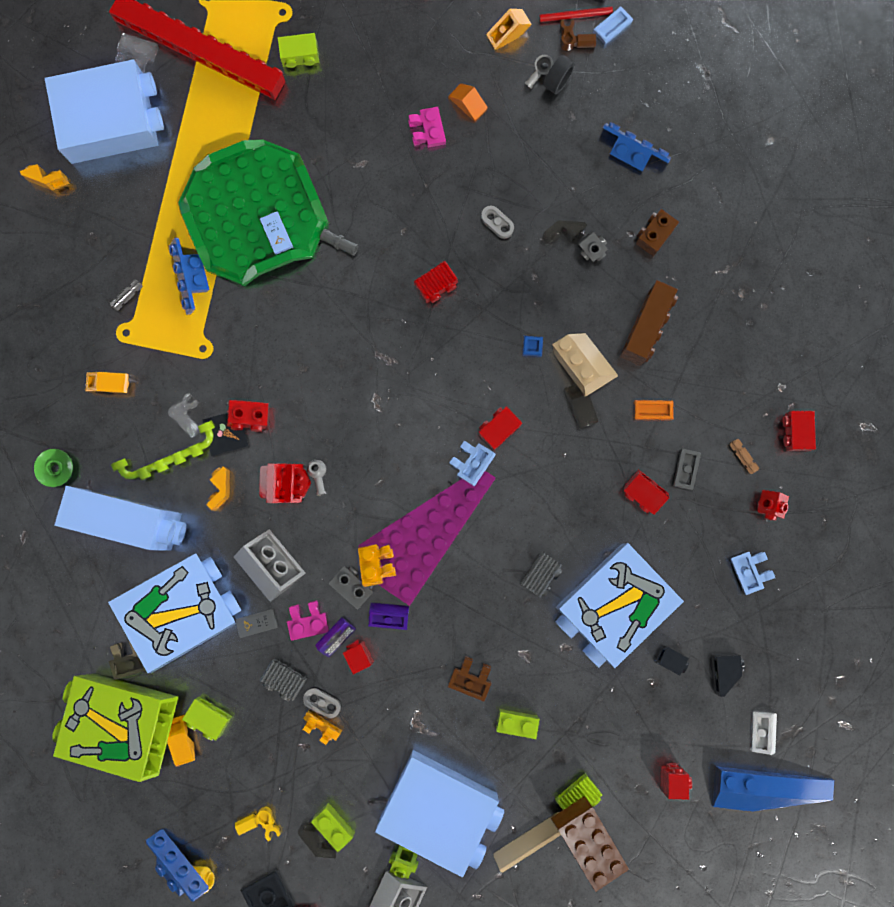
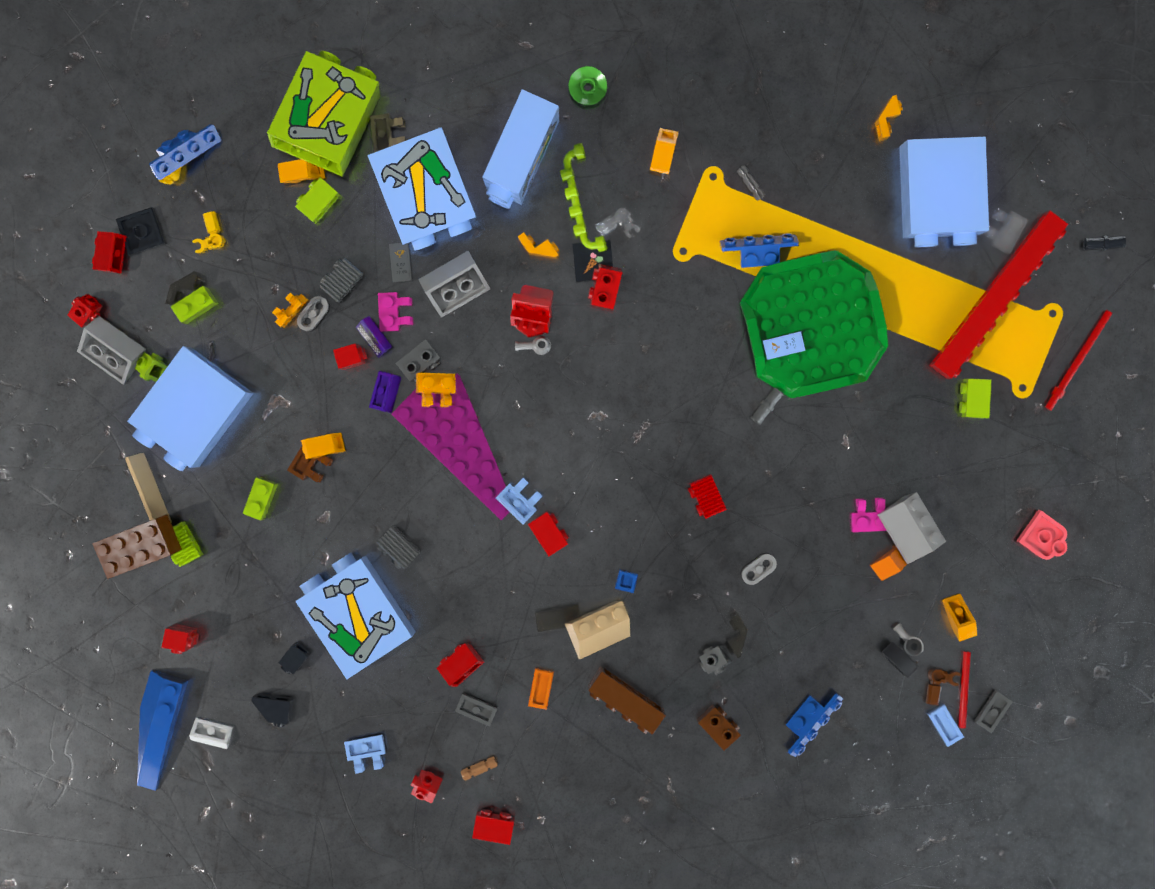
camera: 100 degrees right, 5 degrees up
(431, 85) = (911, 527): none -> light grey slope
(452, 669) = (323, 445): none -> light orange slope

